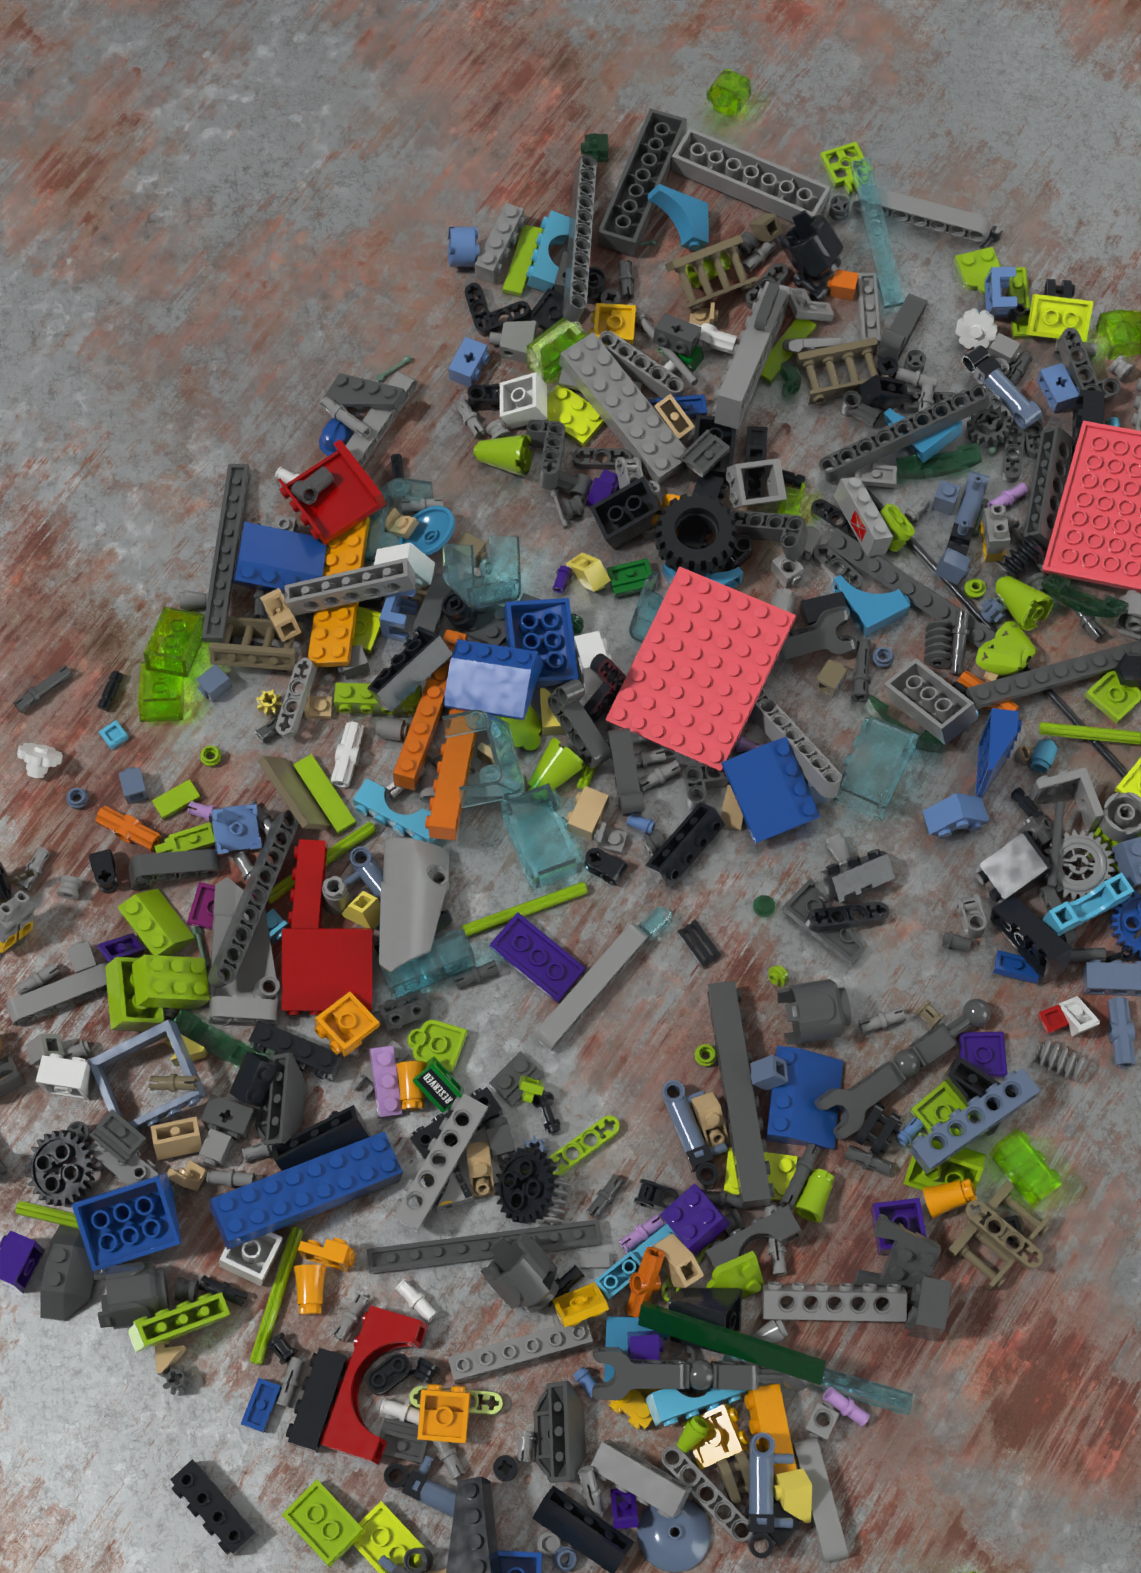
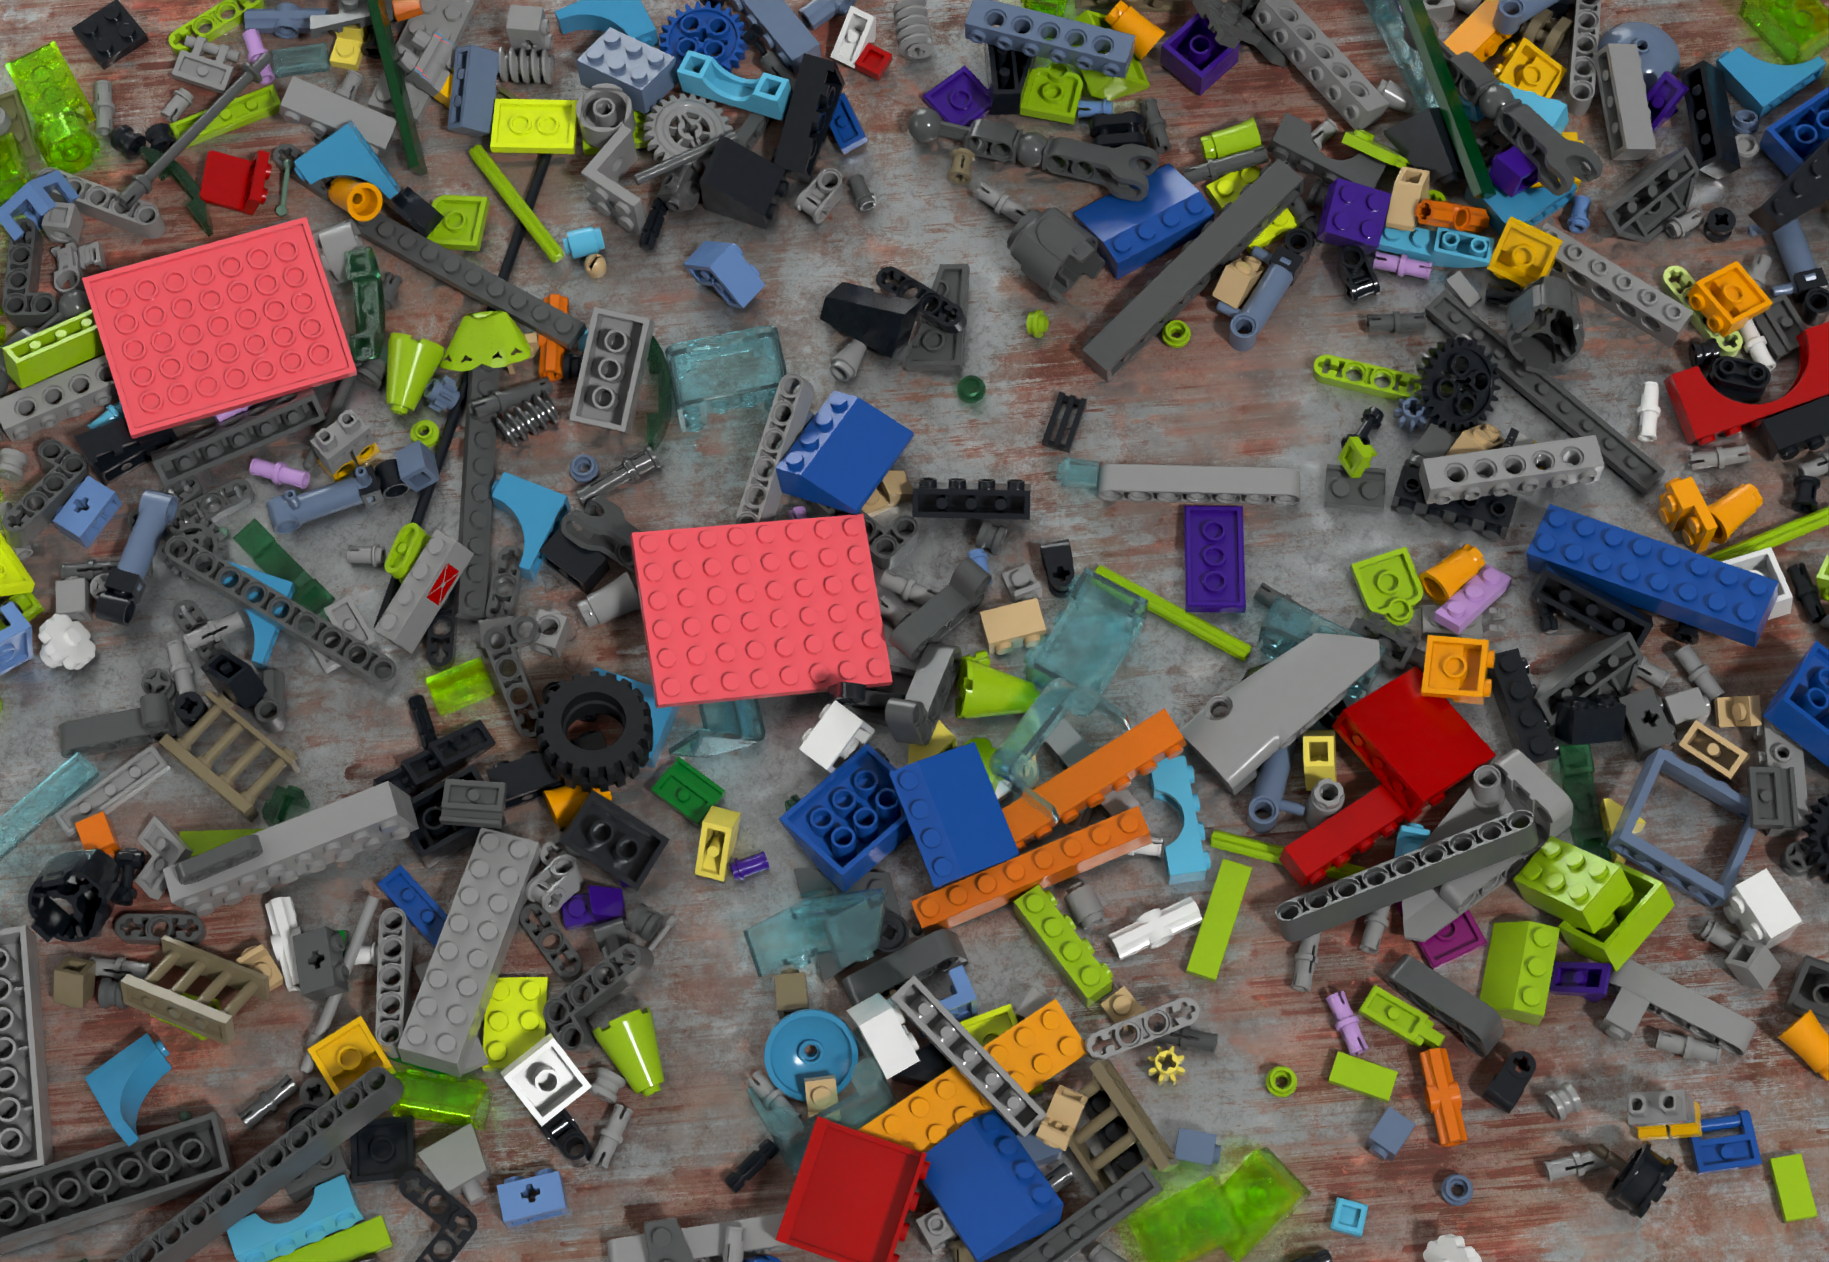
camera: 125 degrees left, 0 degrees up
(173, 1083) = (1675, 779): dark tan pin -> none
(197, 931) = (1486, 926): sand green hinge -> none
(235, 828) = (1345, 969): medium blue panel -> none
(294, 793) = (1252, 939): dark tan tile -> none
(312, 486) = (870, 1226): dark grey piece -> none
(409, 669) = (1012, 909): black wedge -> none
(438, 1085) = (1428, 539): panel -> none
(591, 1490) = (1672, 136): light grey pin -> none
(674, 416) = (441, 884): tan brick -> none
(693, 1433) = (1546, 86): lime cone -> none
(769, 1072) = (1156, 244): sand blue brick -> none
(774, 482) = (439, 721): light grey window -> none
(808, 344) = (215, 810): light grey hinge -> none
(831, 677) = (652, 498): dark tan brick -> none
(946, 497) = (328, 531): sand blue brick -> none
(995, 746) = (634, 261): blue slope -> none
(1021, 557) = (356, 400): black piece -> none

